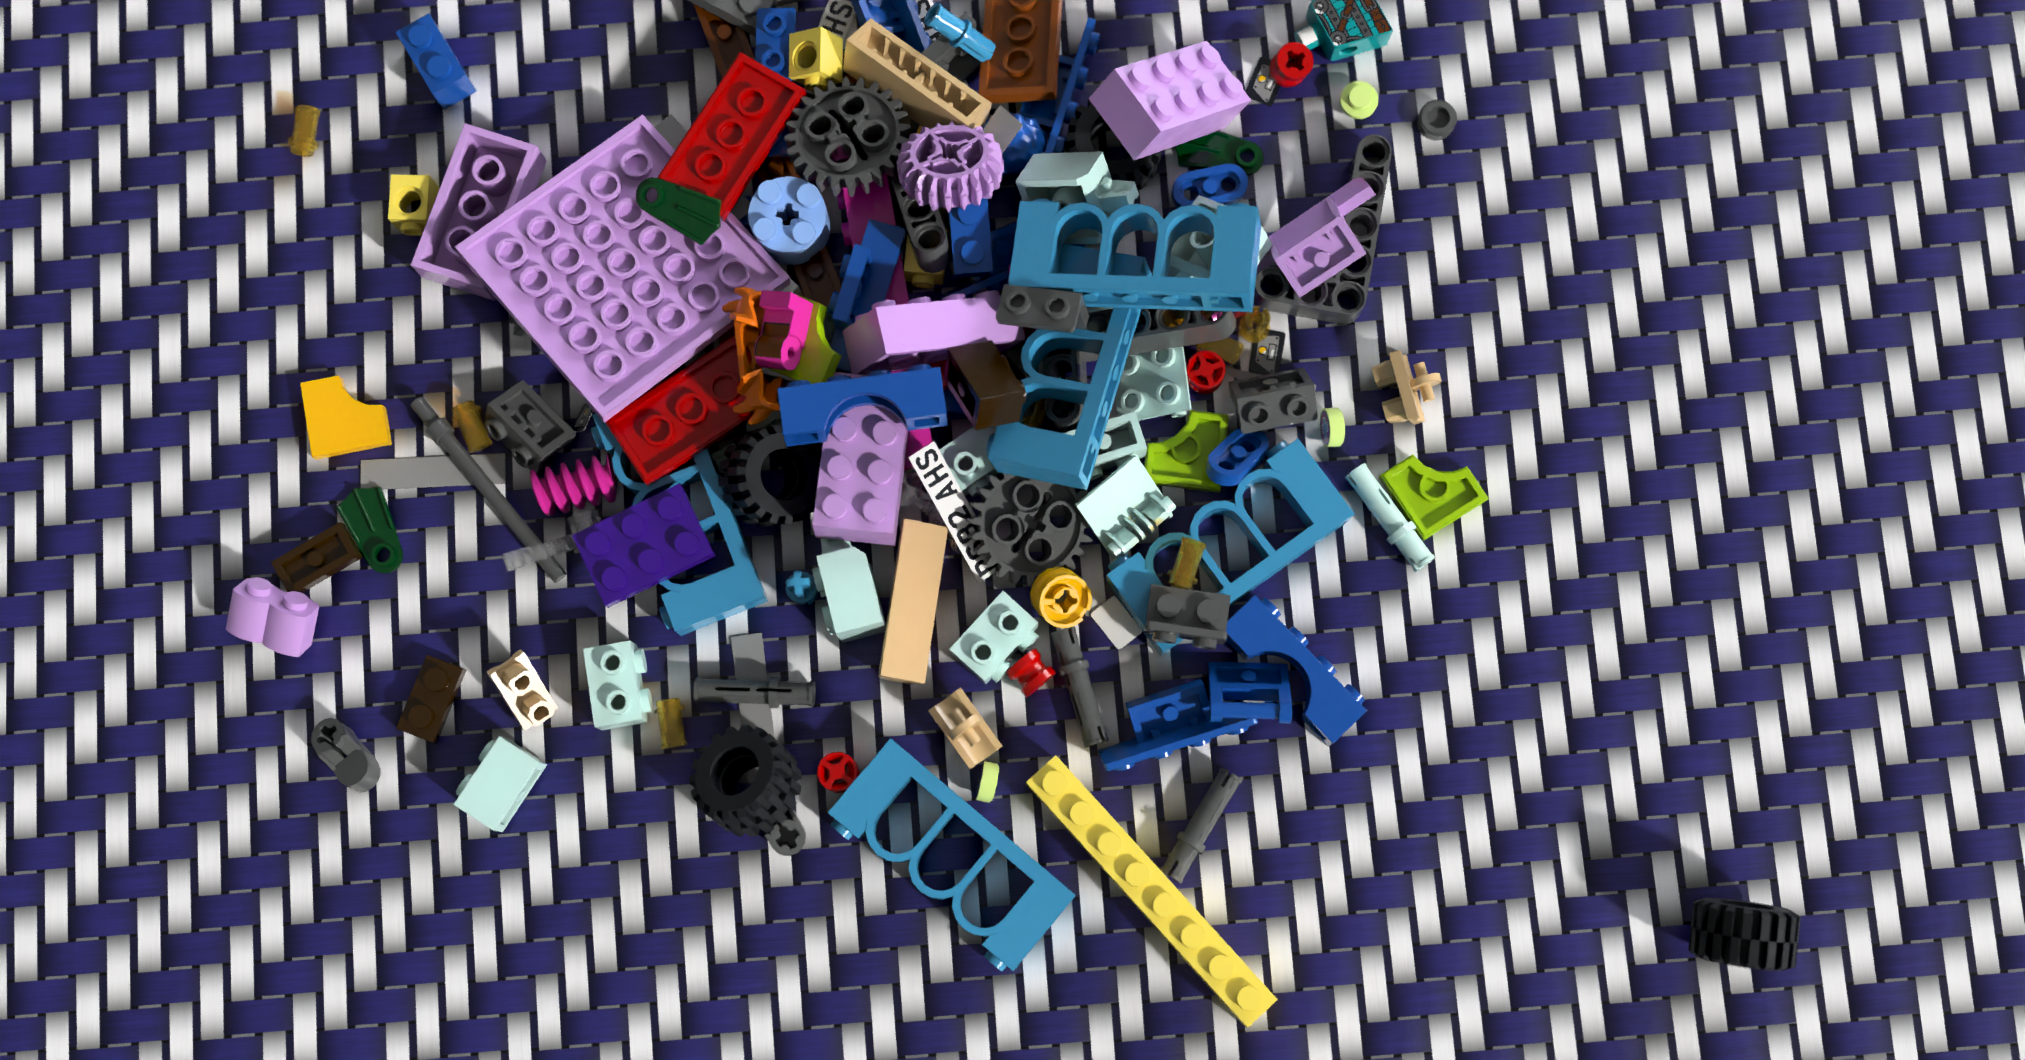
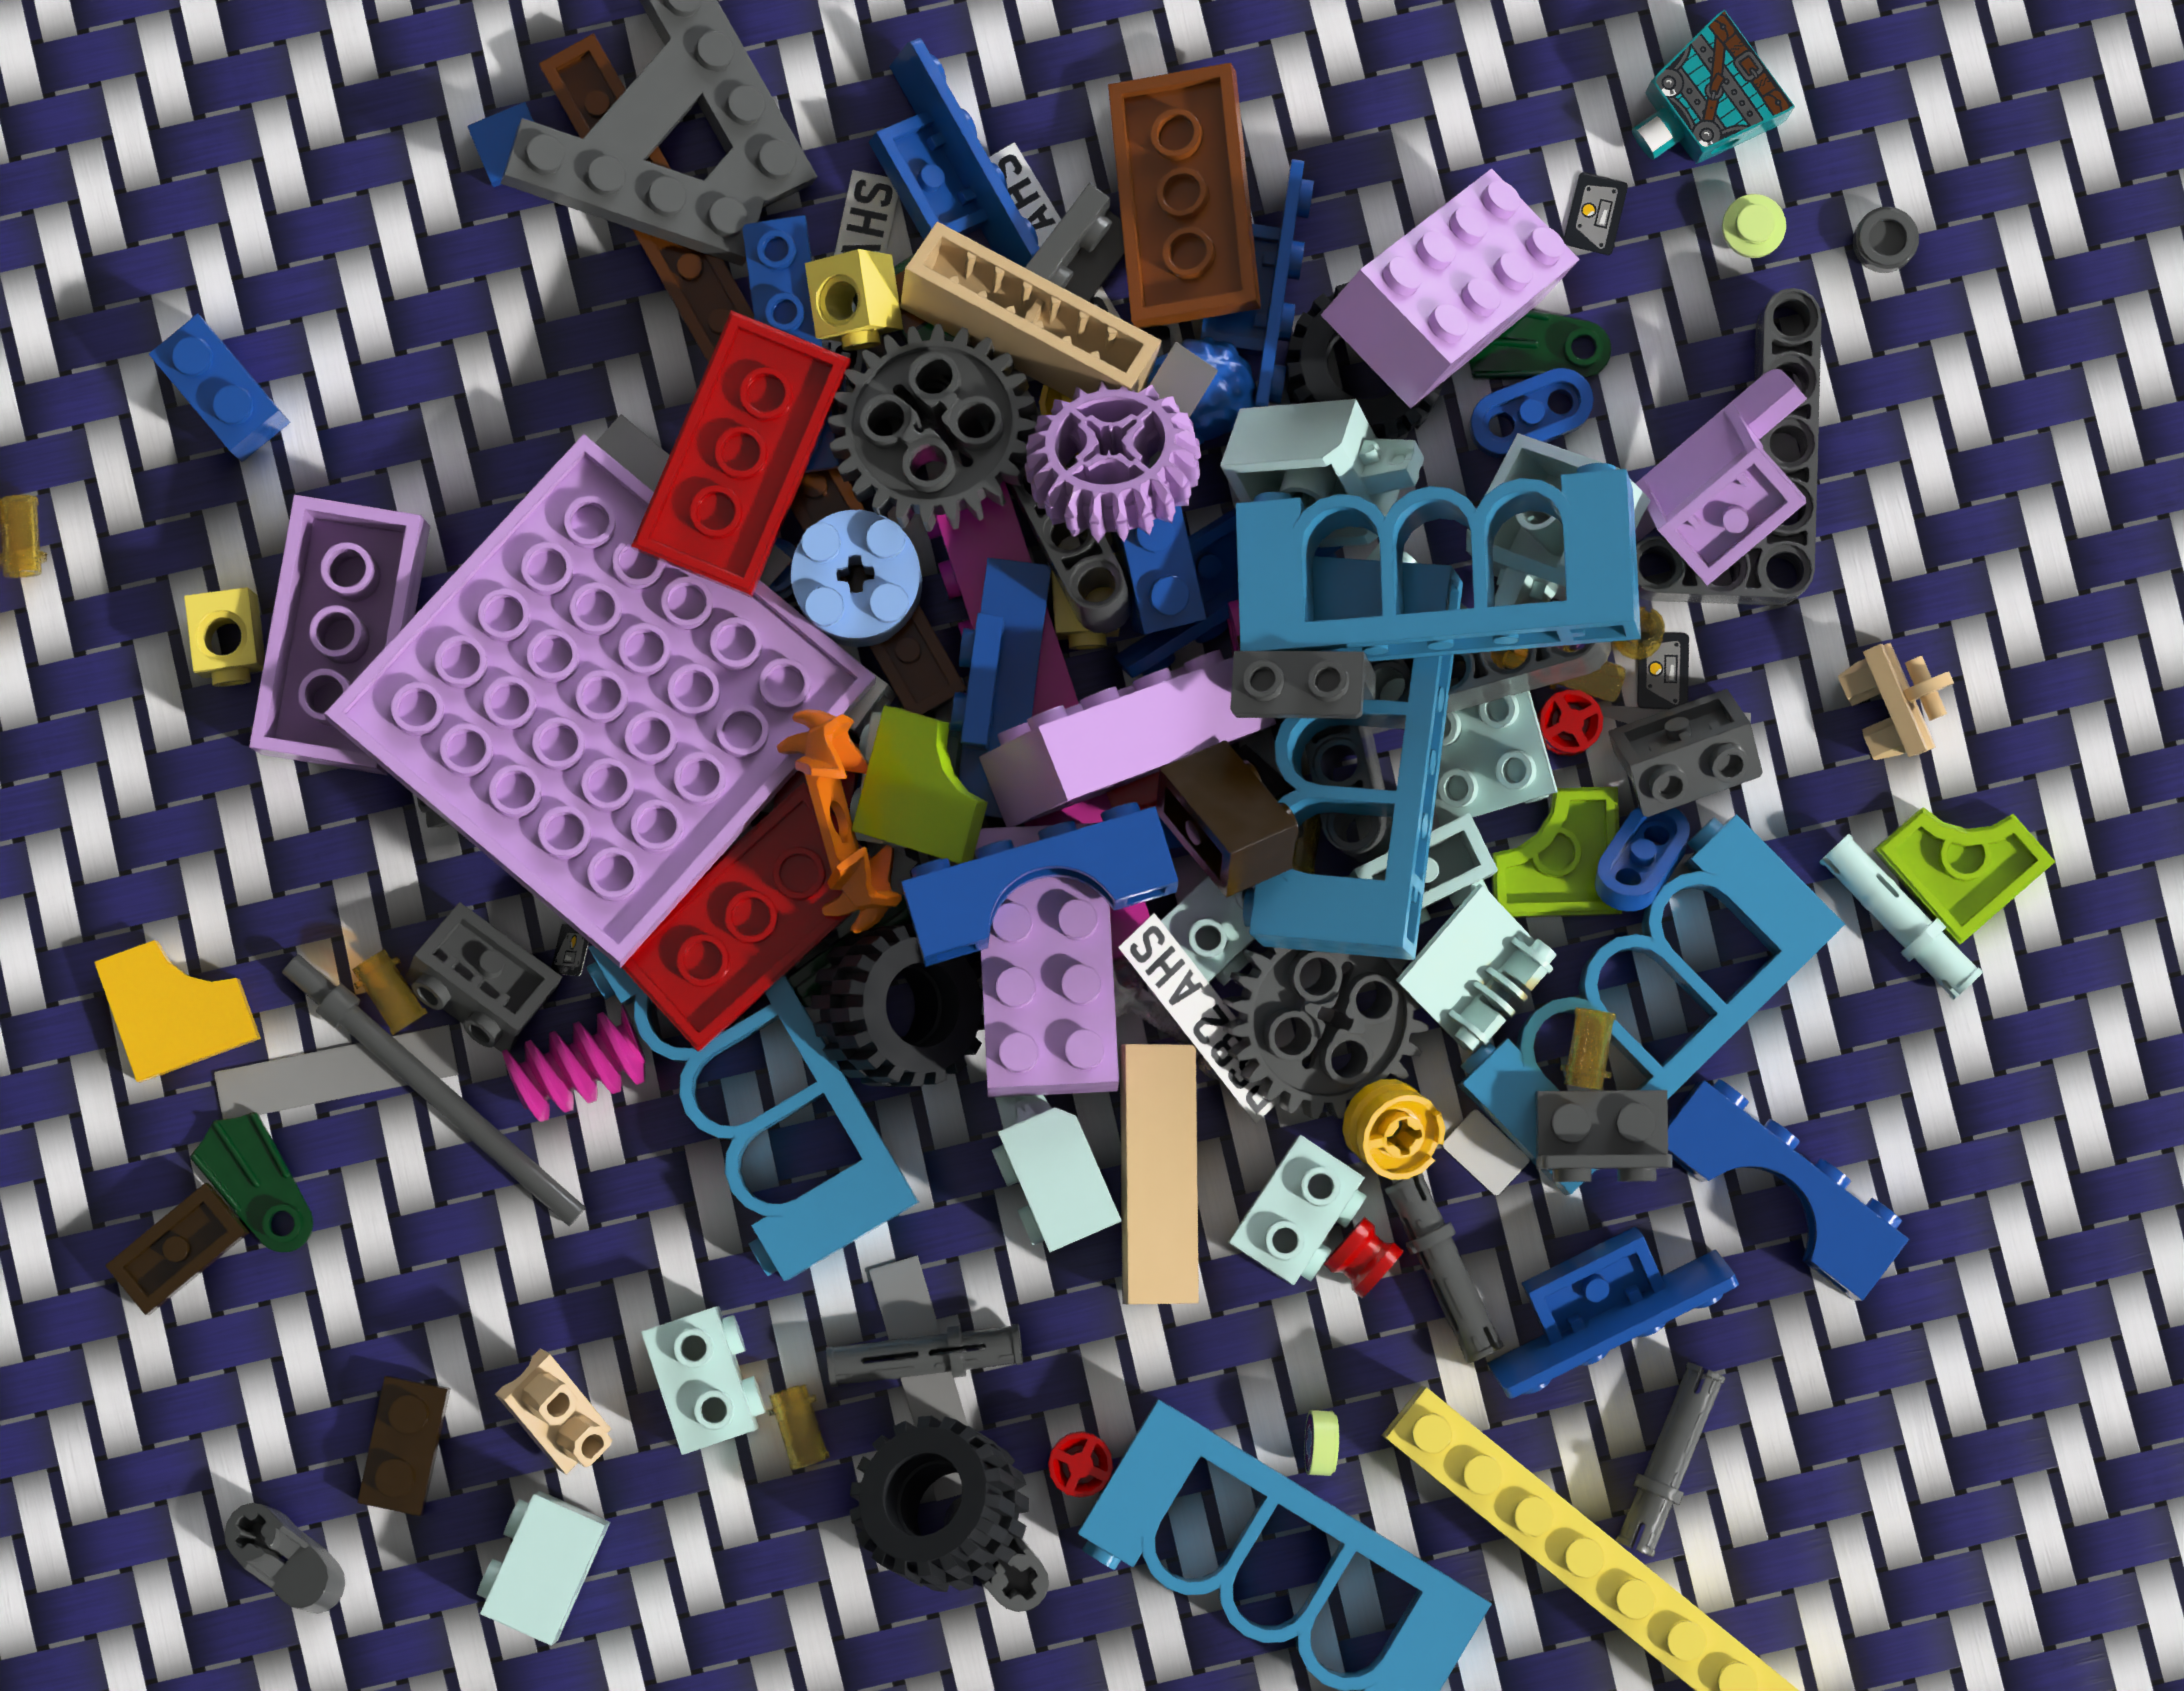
camera: 15 degrees left, 5 degrees up
(272, 617) = (126, 1355): lavender brick -> none
(528, 555) = (606, 1142): clear brick -> none
(643, 545) = (711, 1150): dark purple plate -> none
(681, 208) = (681, 590): dark green piece -> none
(782, 330) = (885, 777): dark pink leg -> none
(801, 587) = (975, 1178): dark azure axle -> none
(959, 32) = (1087, 224): dark azure axle -> none
(965, 728) = (1273, 1364): tan hips -> none
(1249, 682) = (1712, 1221): blue plate -> none
(1284, 71) = (1623, 193): red wheel -> none
(1332, 427) = (1787, 783): yellowish green tile -> none

